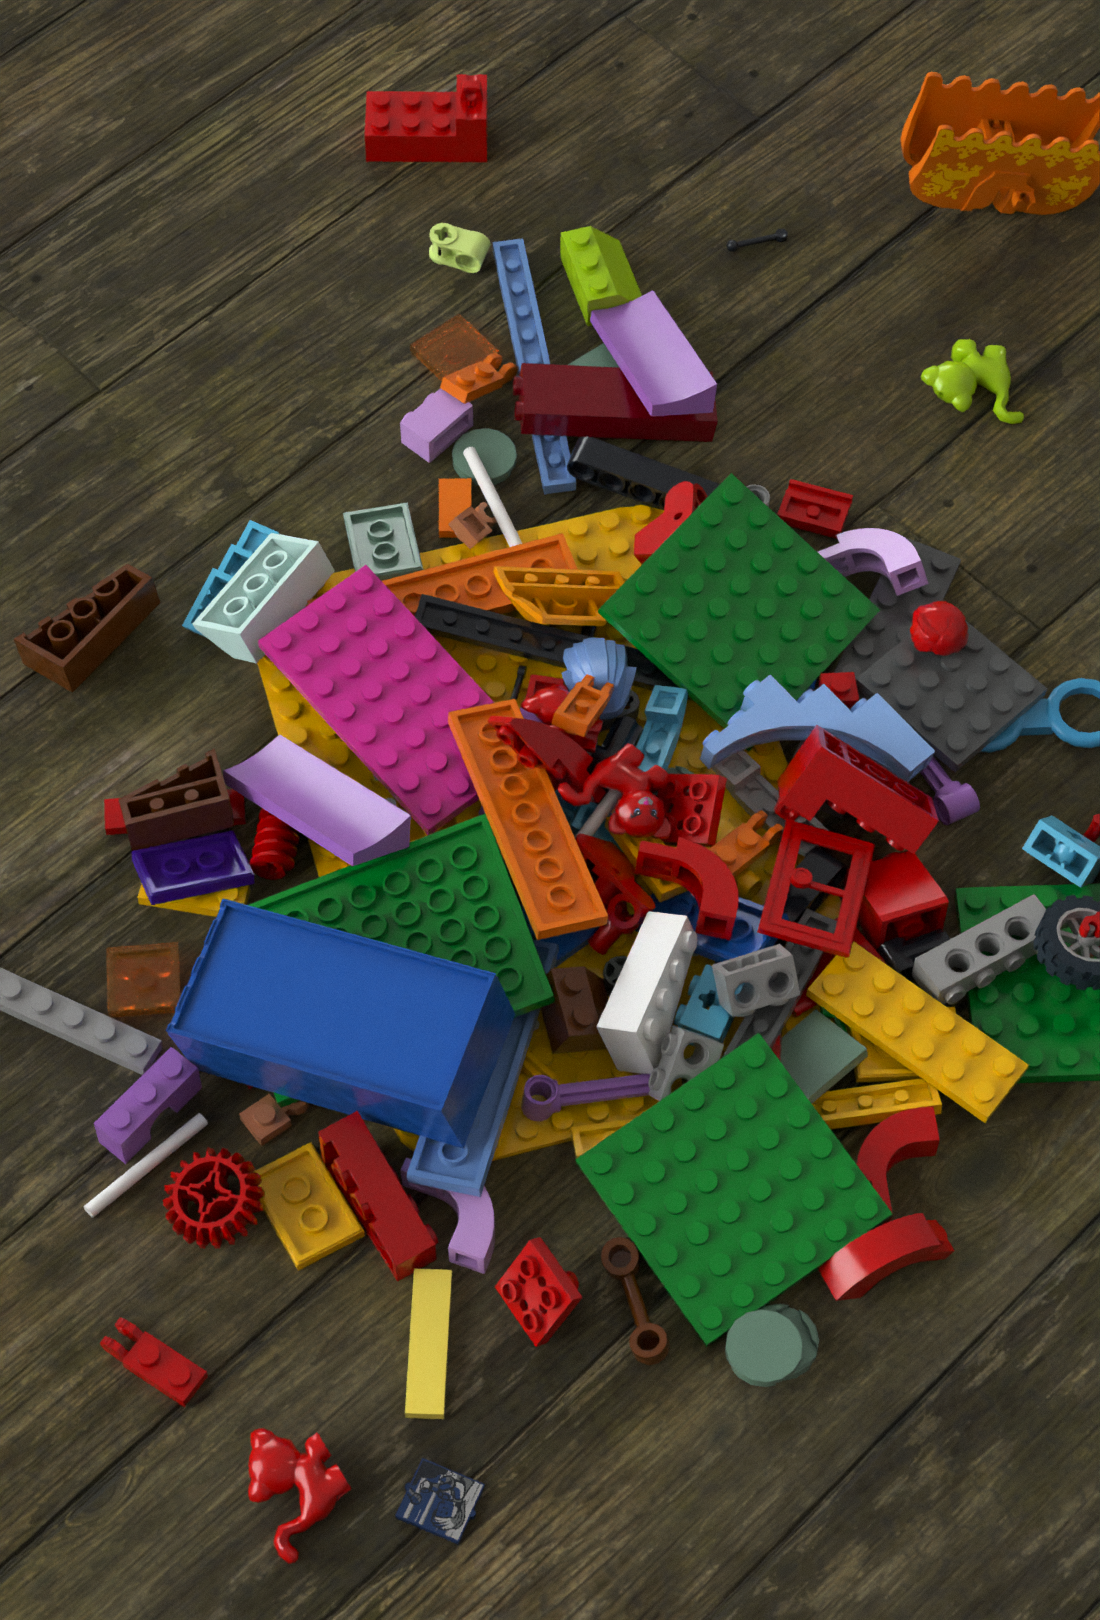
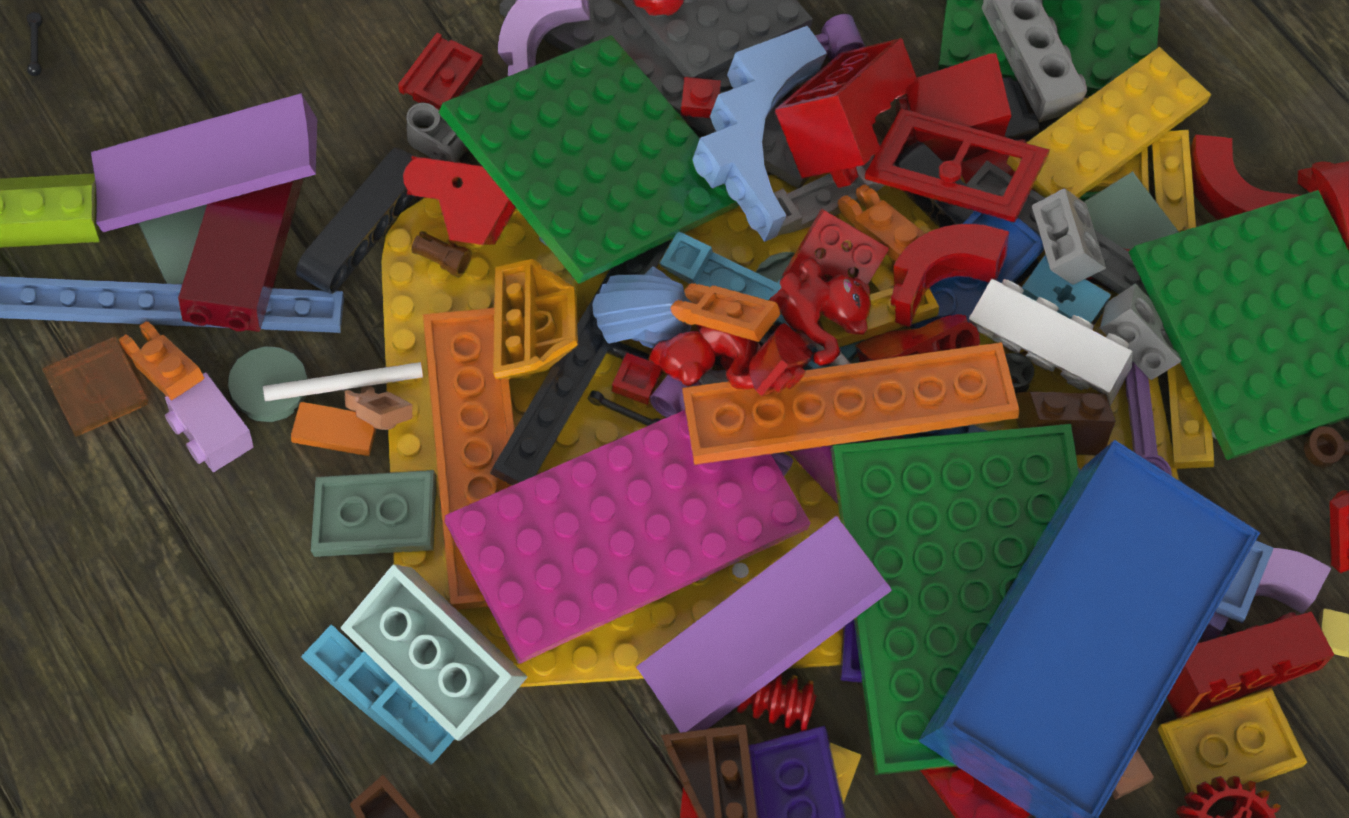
camera: 85 degrees left, 5 degrees up
(623, 546) = (449, 256): none -> reddish brown pin

